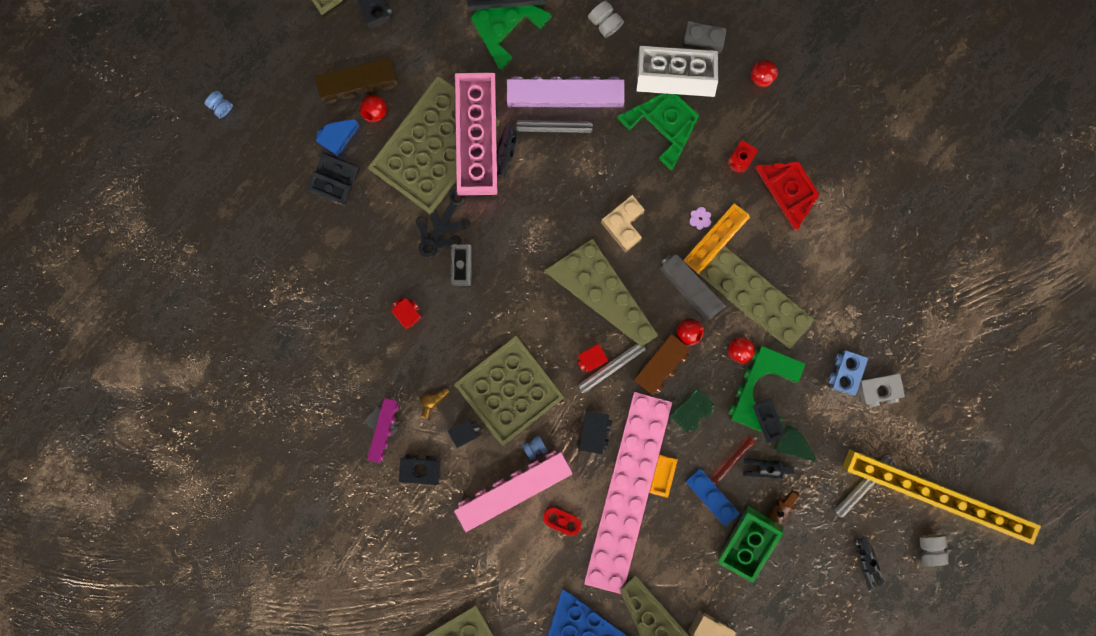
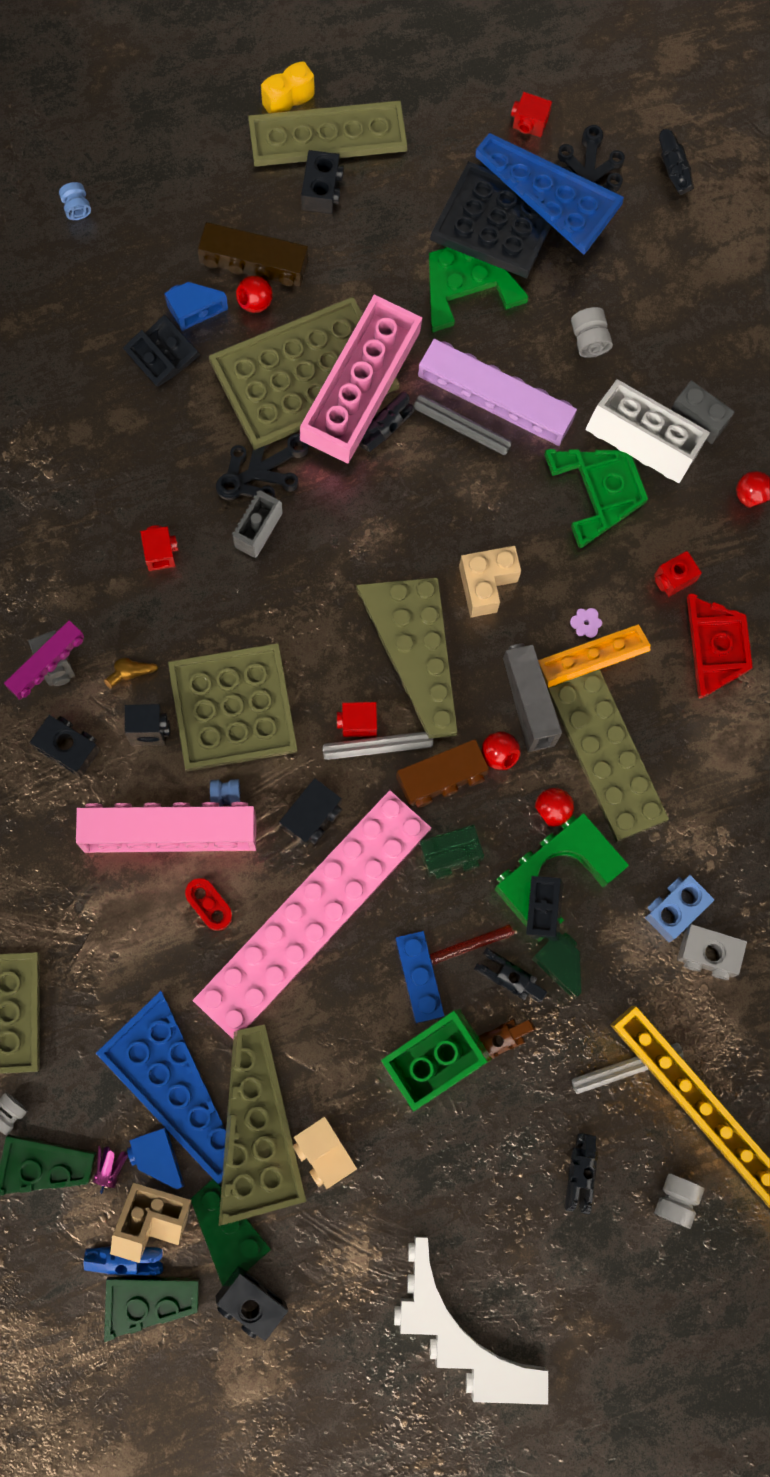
camera: 20 degrees right, 10 degrees down
(663, 476) = (370, 916): light orange tile -> none

